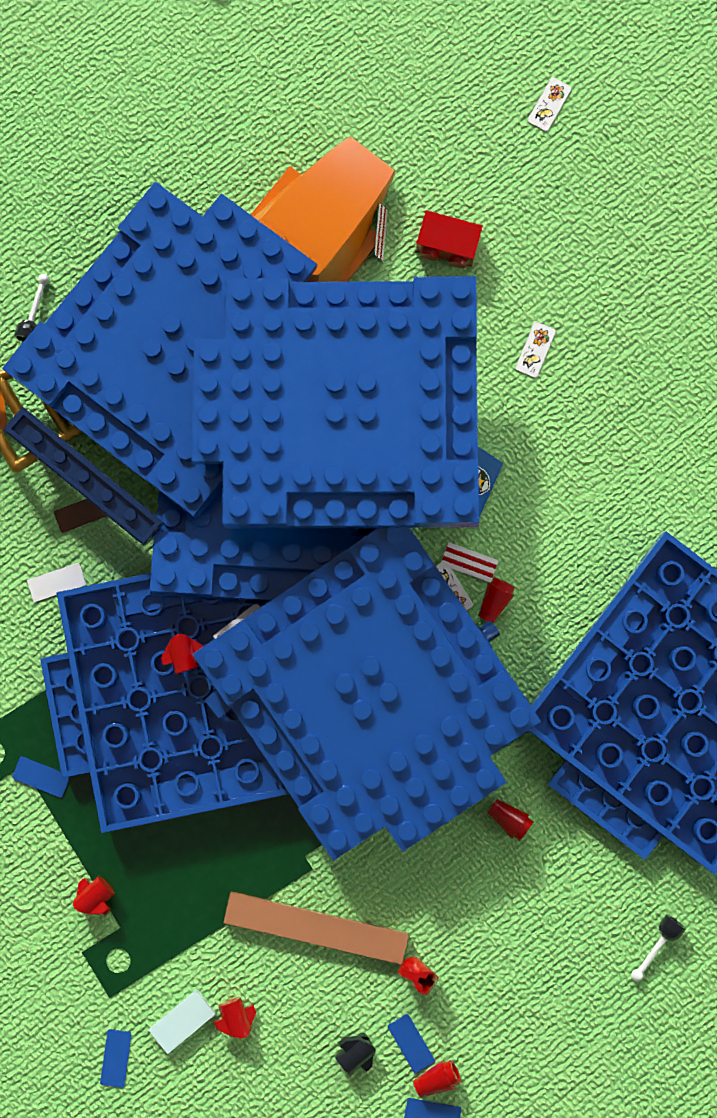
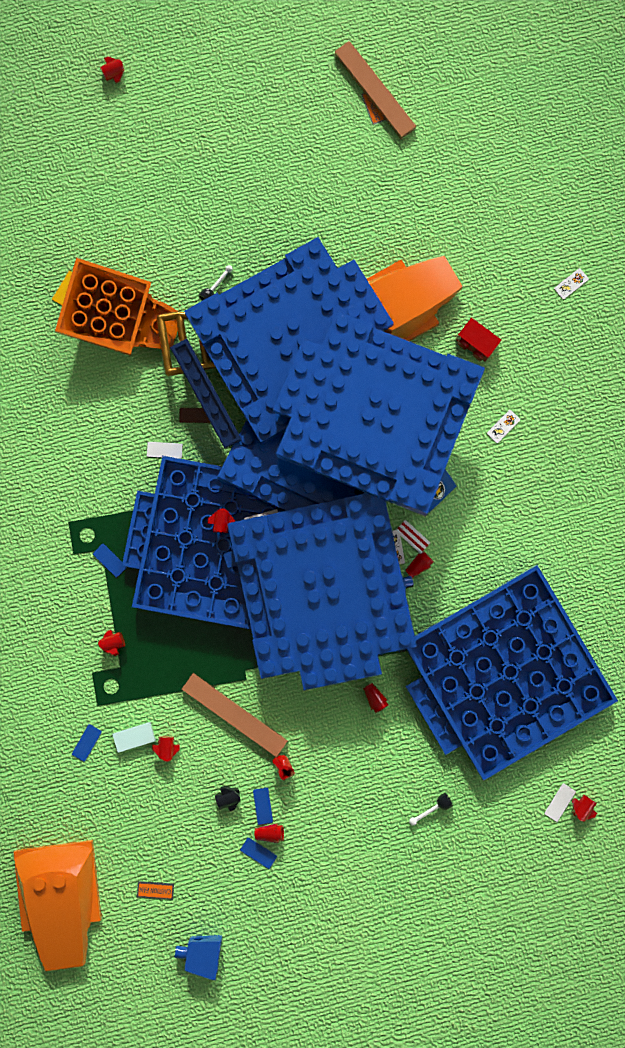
camera: 25 degrees right, 0 degrees up
(381, 231) = (441, 316): sticker -> none

